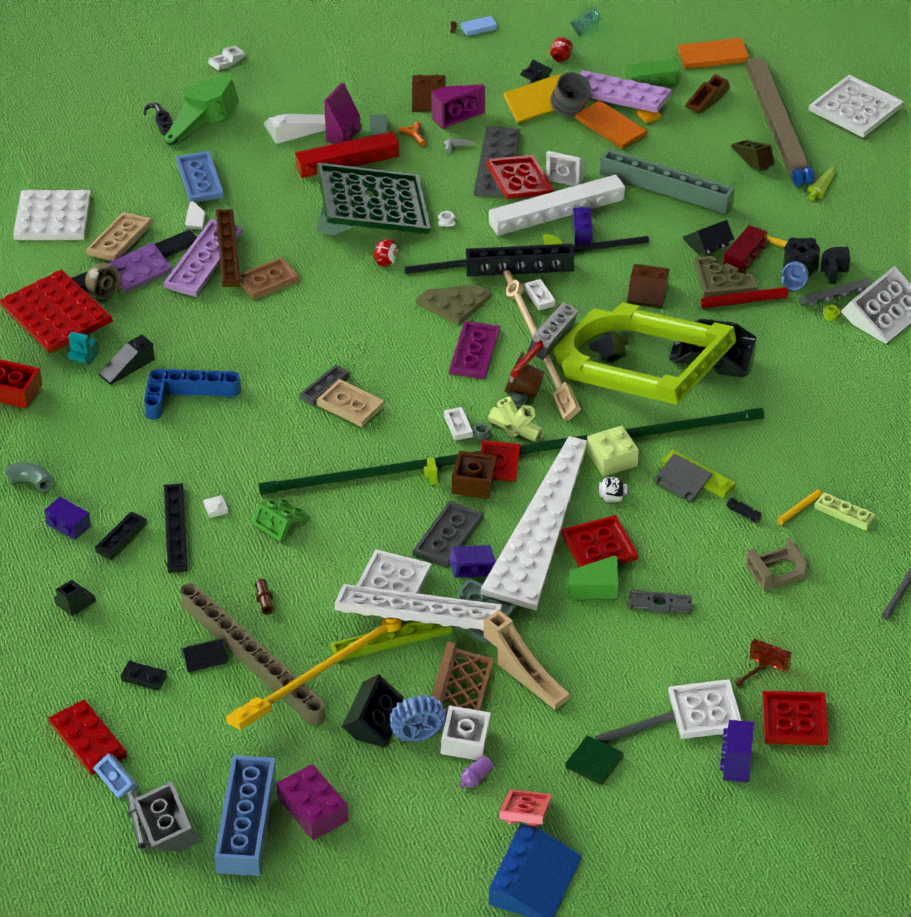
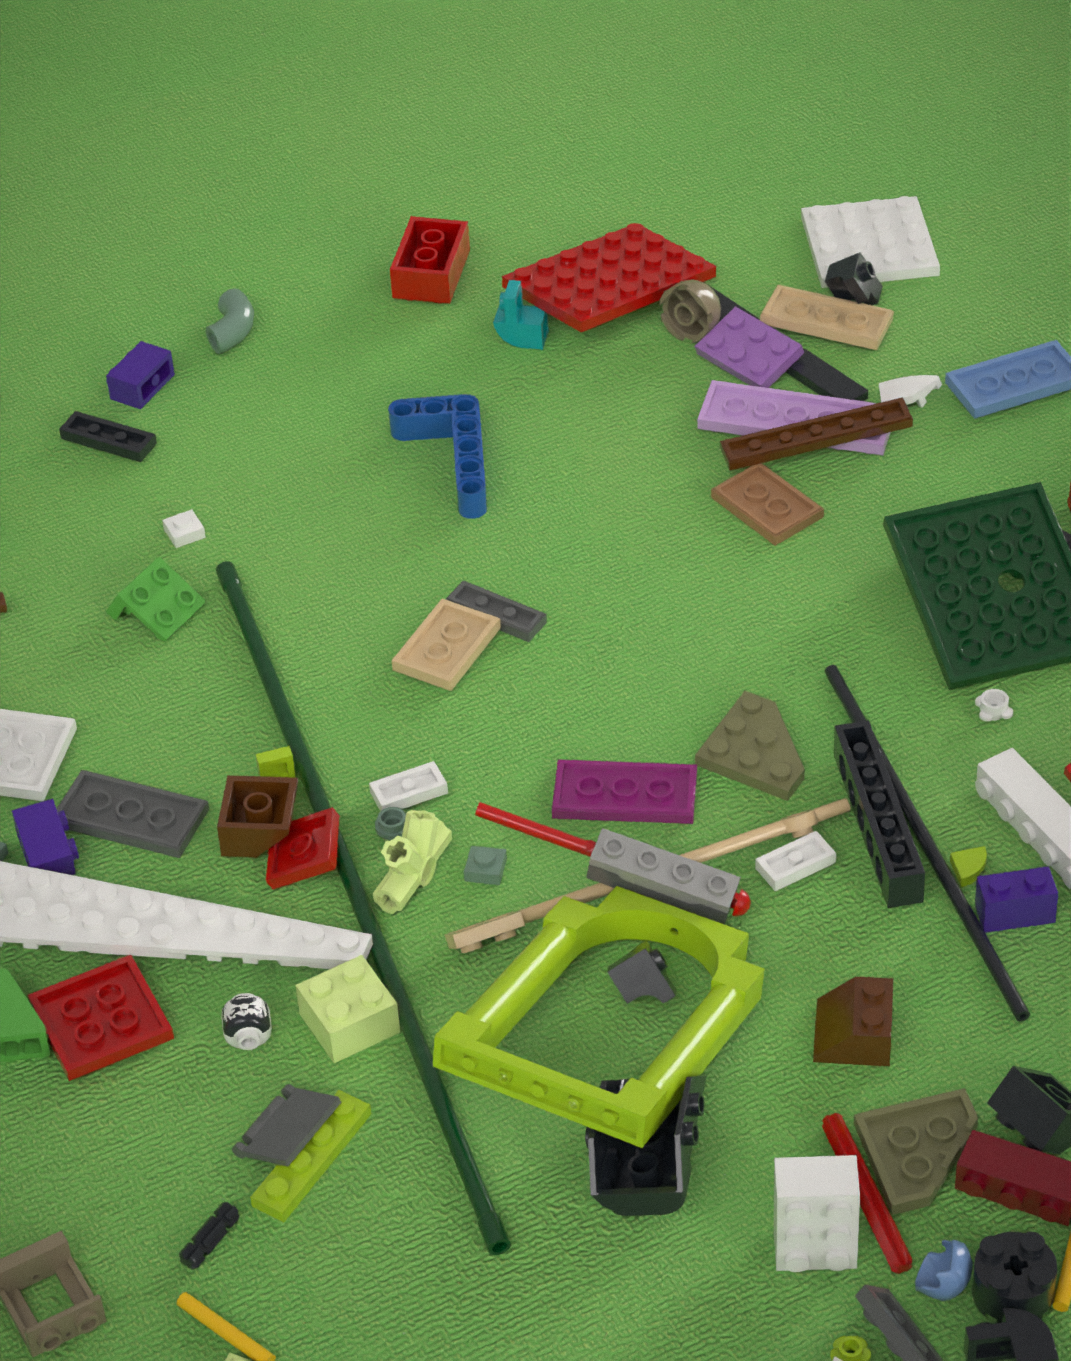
camera: 85 degrees right, 0 degrees up
(97, 218) = (854, 280): none -> black brick
(129, 359) = (517, 377): black slope -> none
(175, 528) = (134, 493): black tile -> none
(385, 252) = (861, 631): red head -> none
(527, 381) = (523, 859): reddish brown container -> none
(773, 299) = (816, 1213): none -> white brick

